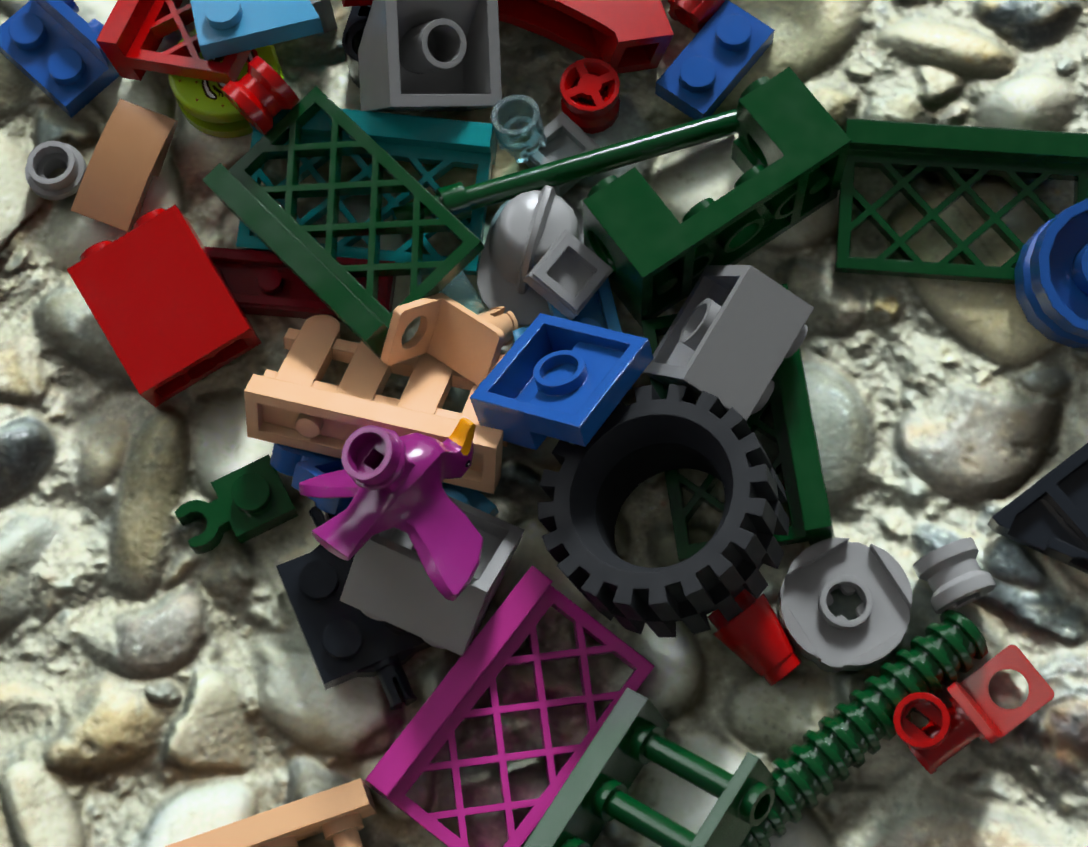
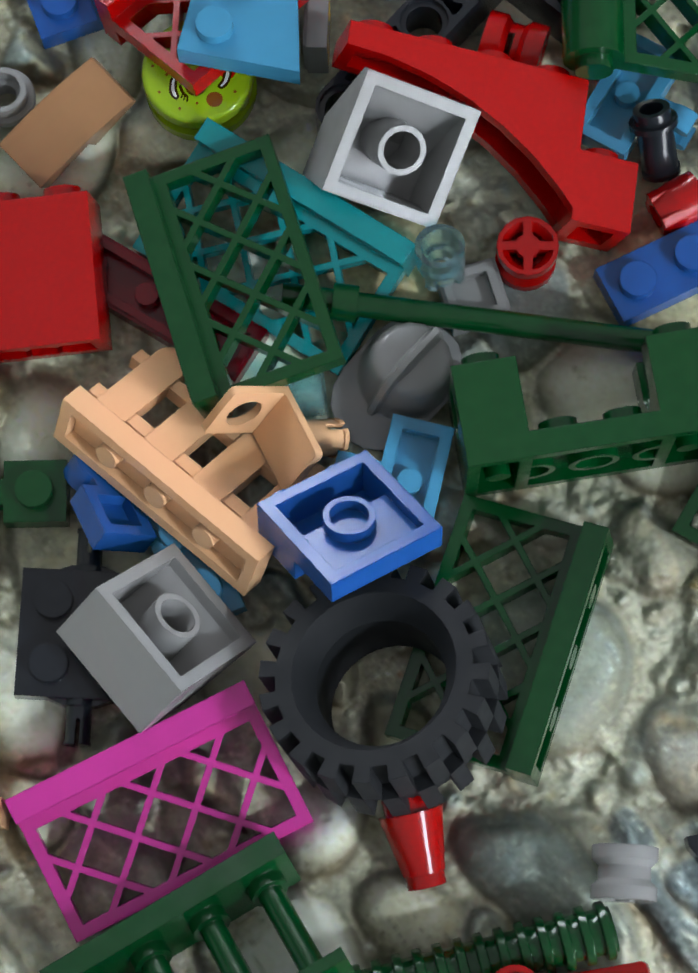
camera: 25 degrees right, 5 degrees up
(260, 95) = (211, 120): red wheel -> none
(400, 486) = (150, 565): magenta animal -> none
(568, 275) = (413, 423): light grey tile -> none
(731, 337) = (523, 560): light grey slope -> none
(853, 568) = (537, 821): light grey plate -> none

